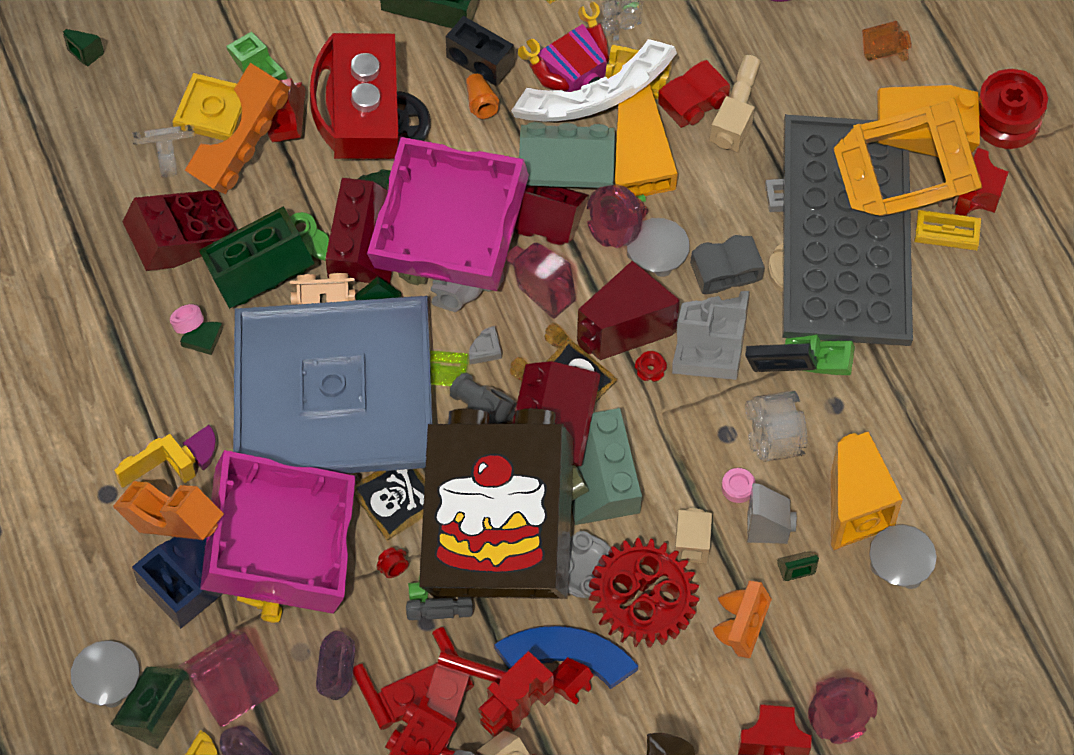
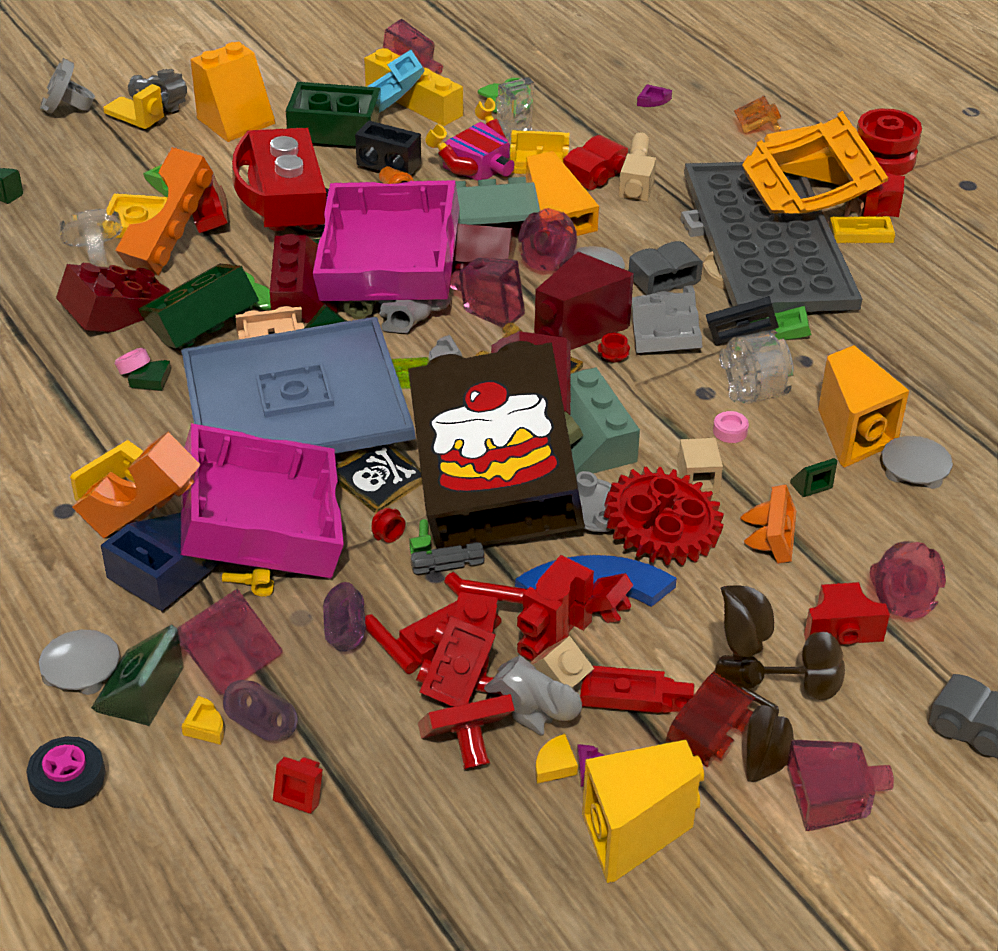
camera: 10 degrees left, 20 degrees down
(598, 95) = (536, 146): white tile -> none
(769, 516) = (772, 438): light grey slope -> none

